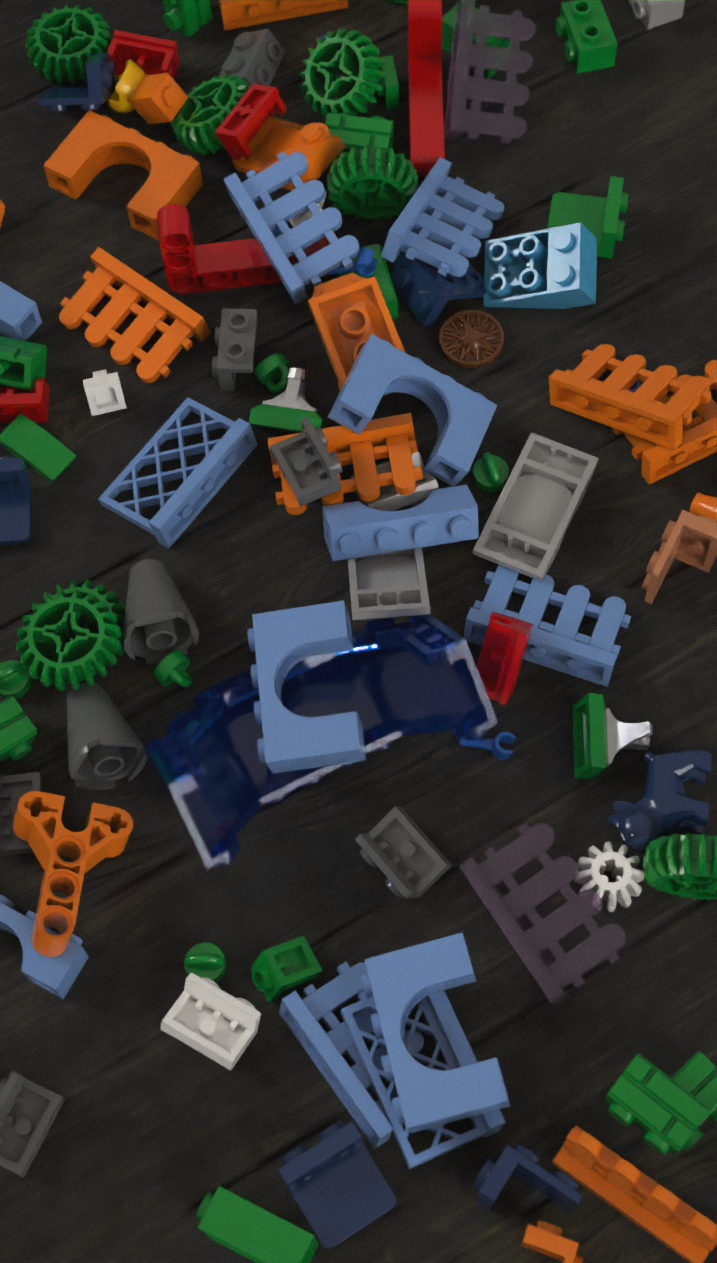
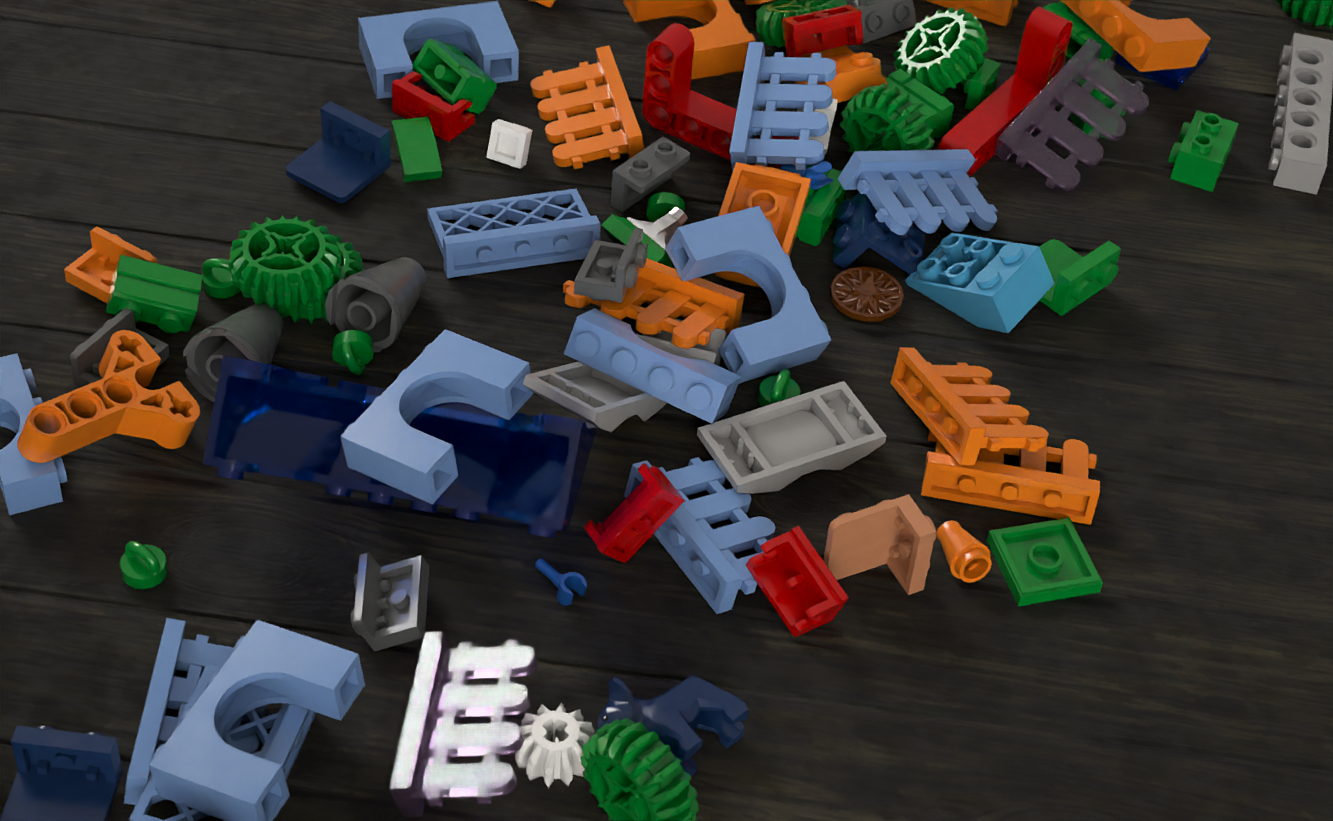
camera: 30 degrees right, 20 degrees down
(212, 1021) = (99, 604): white bracket -> none
(284, 967) = (204, 608): green bracket -> none
(600, 736) = (667, 639): green piece -> none
(648, 626) = (797, 582): none -> red hinge

